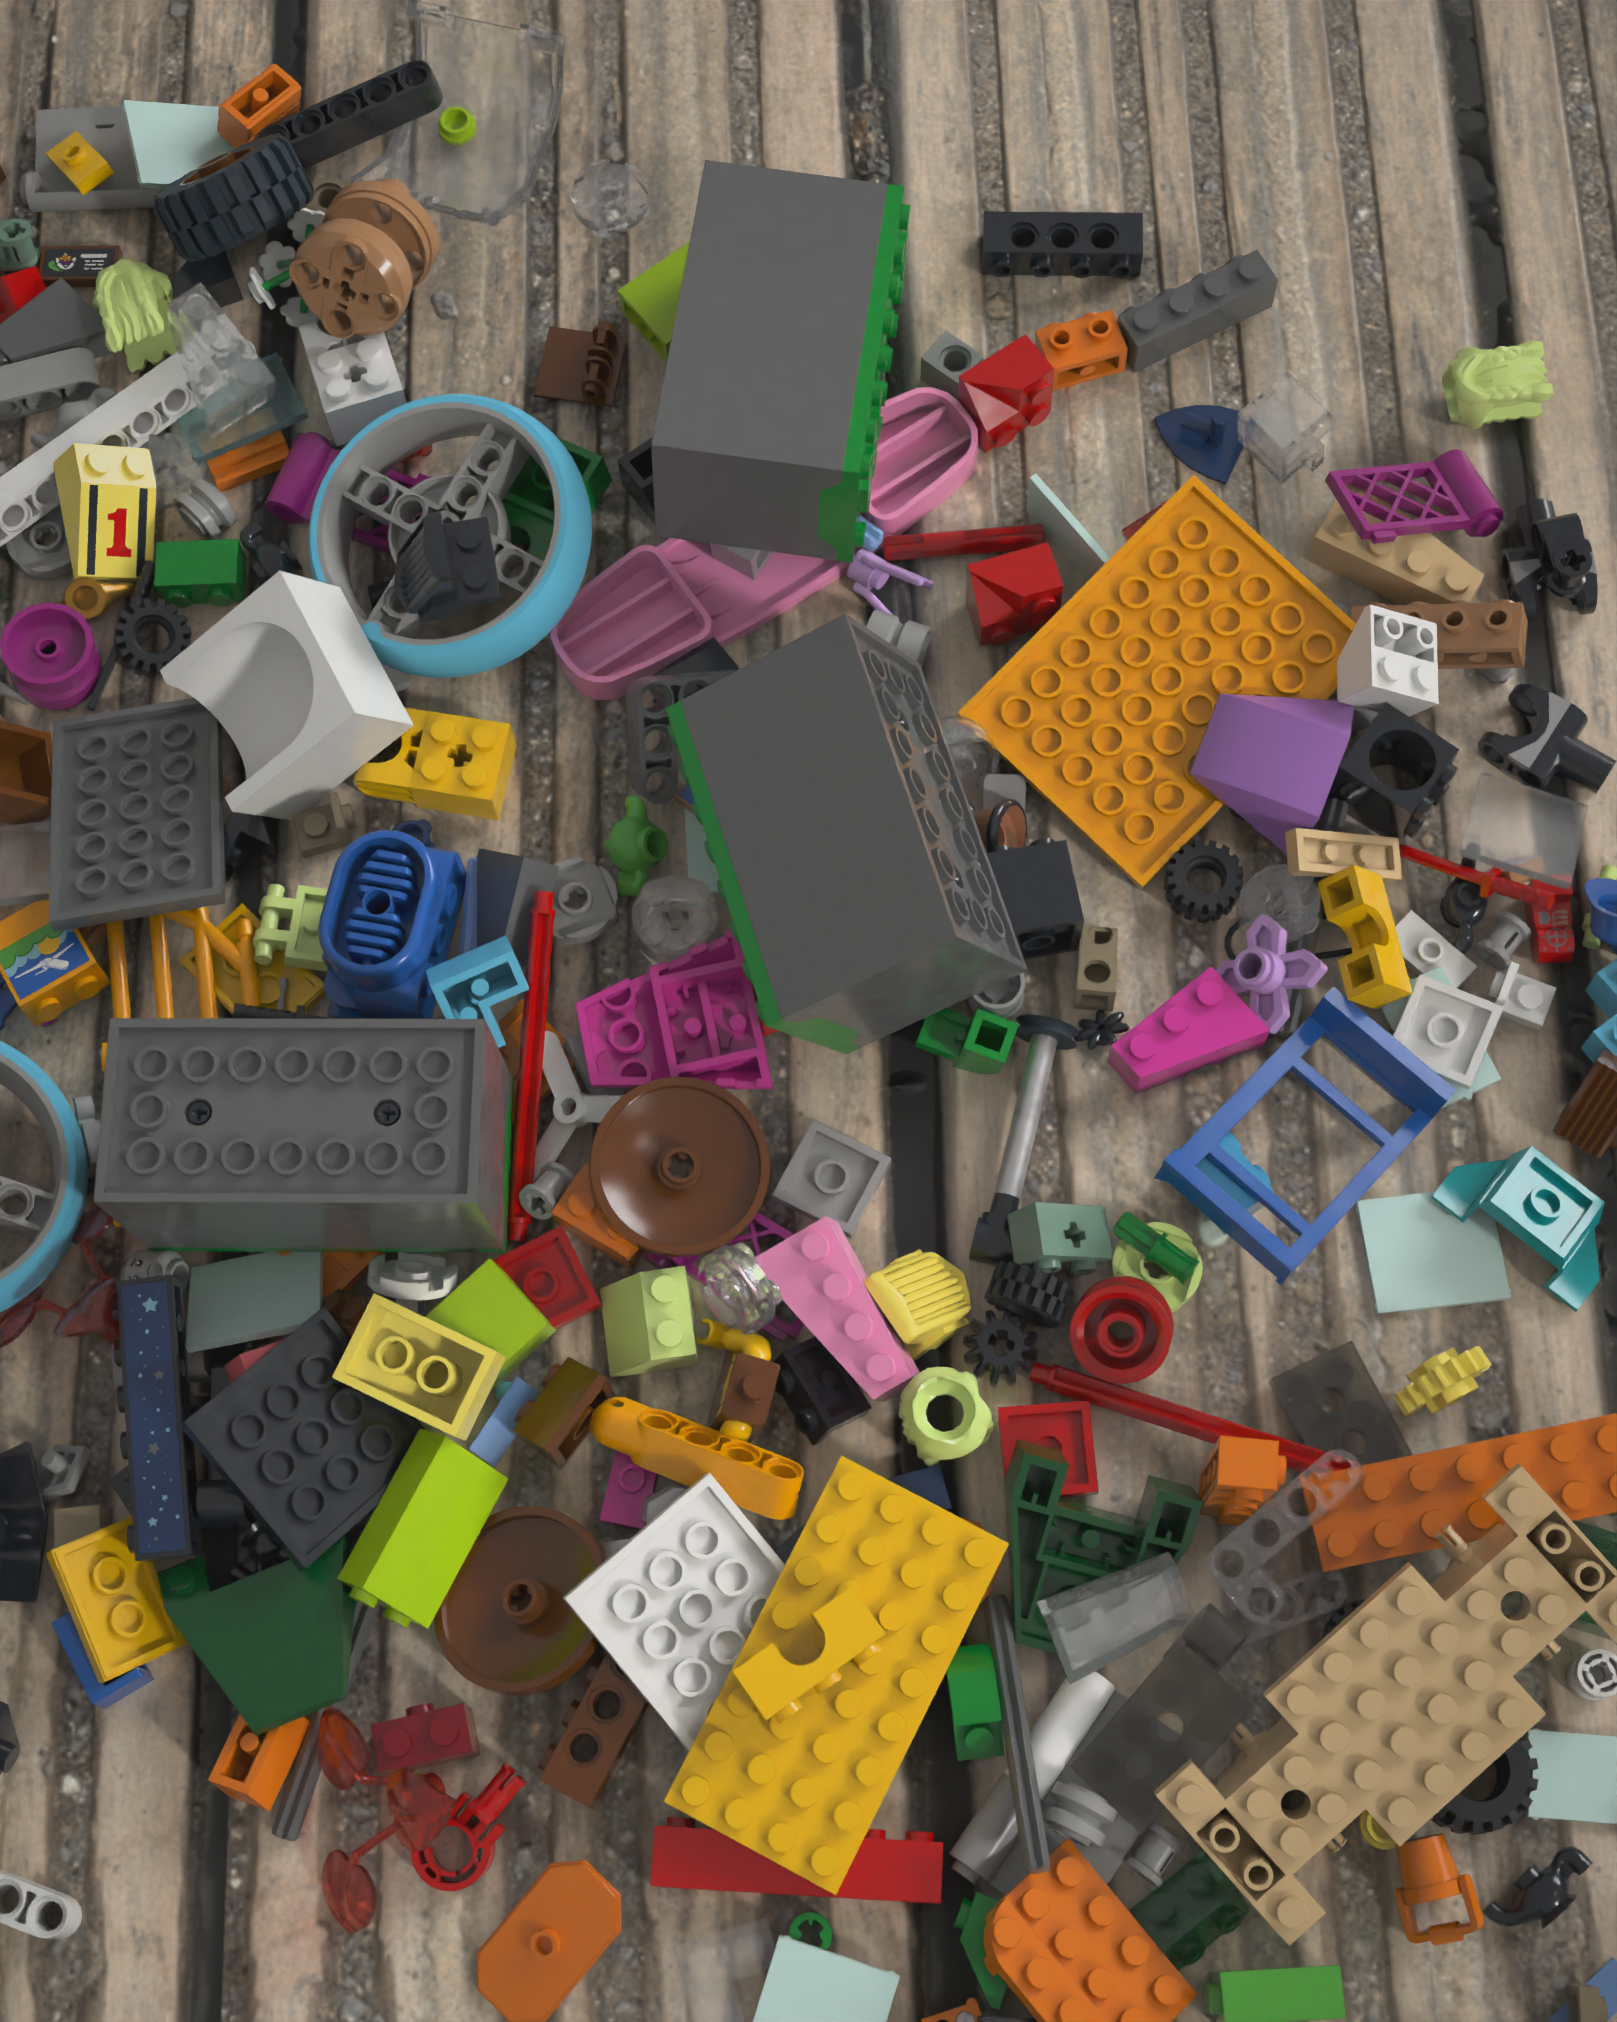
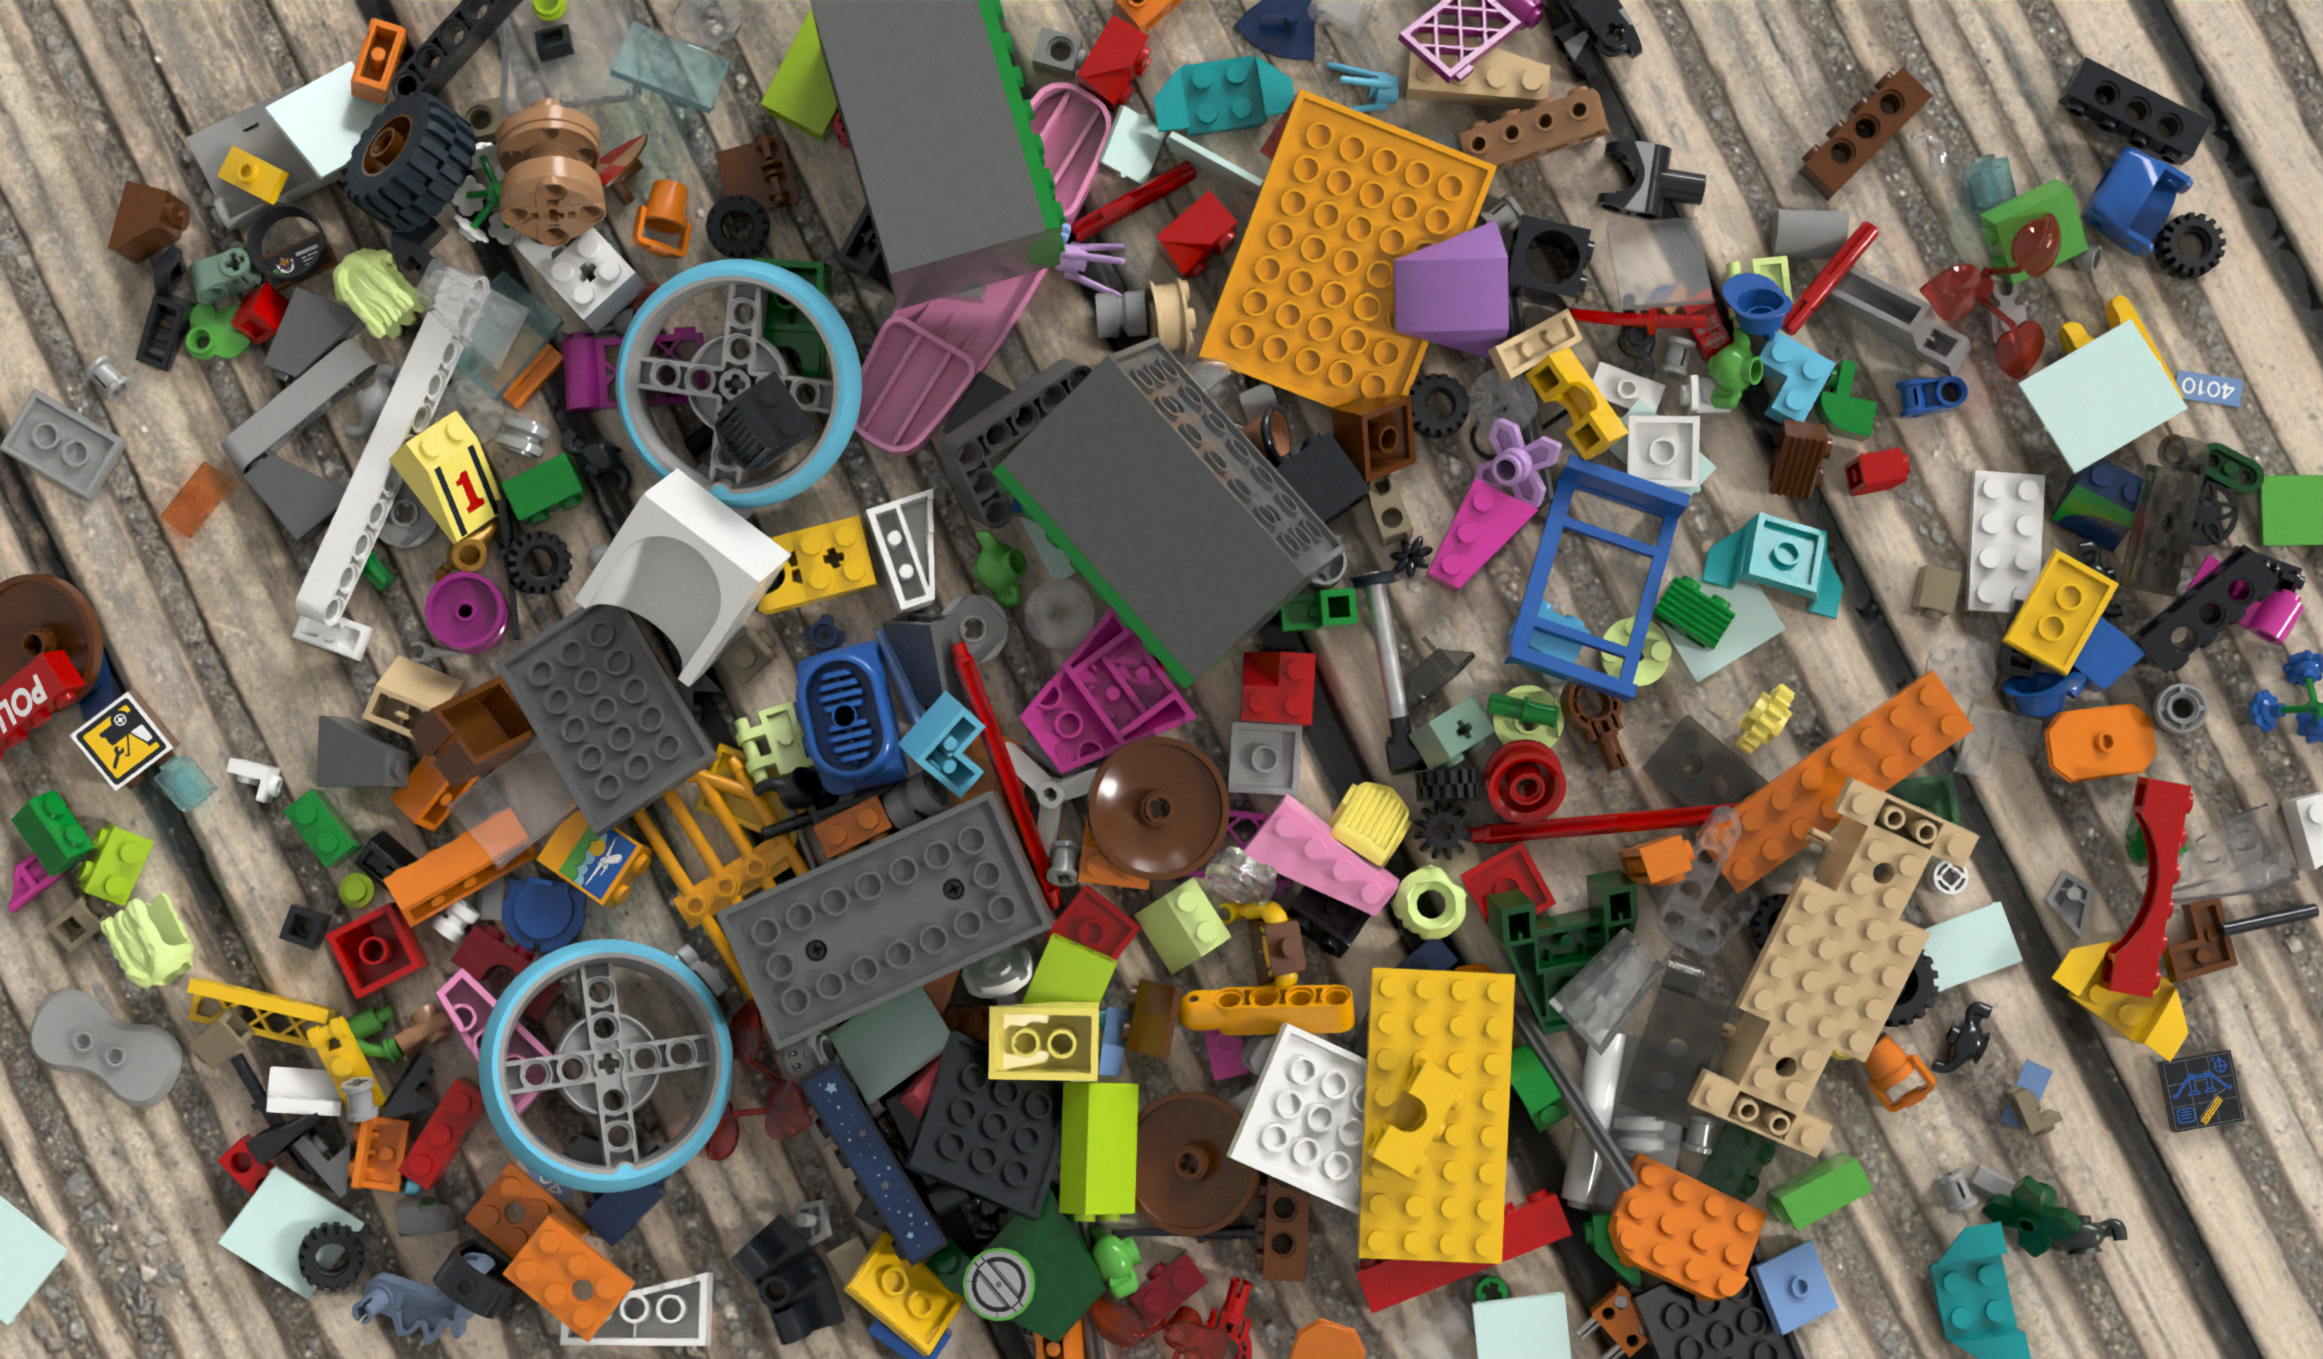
camera: 30 degrees left, 15 degrees up
(68, 210) = (265, 221): none -> black tyre
(224, 1630) = (999, 1284): none -> tile
(295, 981) = (797, 790): none -> black piece
(376, 1677) = (1115, 1261): none -> bright green piece
(438, 310) = (620, 166): none -> shield
(442, 161) = (554, 42): none -> black tile
(463, 359) = (665, 214): none -> orange piece
(520, 1704) = (1229, 1231): none -> black sword
(542, 375) = (733, 248): none -> black tyre
(543, 219) = (670, 67): none -> clear light blue piece
(544, 781) = (905, 549): none -> white wedge
(883, 1105) = (1278, 688): none -> red slope
(947, 661) = (1169, 314): none -> tan wheel
(988, 484) = (1132, 145): none -> light aqua piece
(1070, 1166) = (1433, 672): none -> clear smoke piece
(1104, 474) = (1222, 96): none -> teal piece
(1120, 876) = (1376, 434): none -> reddish brown slope
(1234, 1311) = (1597, 729): none -> reddish brown pin
(1286, 534) = (1381, 86): none -> medium azure plant
(1342, 1252) = (1655, 652): none -> yellowish green plate
(1389, 661) = (1512, 181): white slope -> none
(1405, 1226) = (1693, 612): none -> green brick
(1564, 976) = (1734, 371): none -> bright green piece

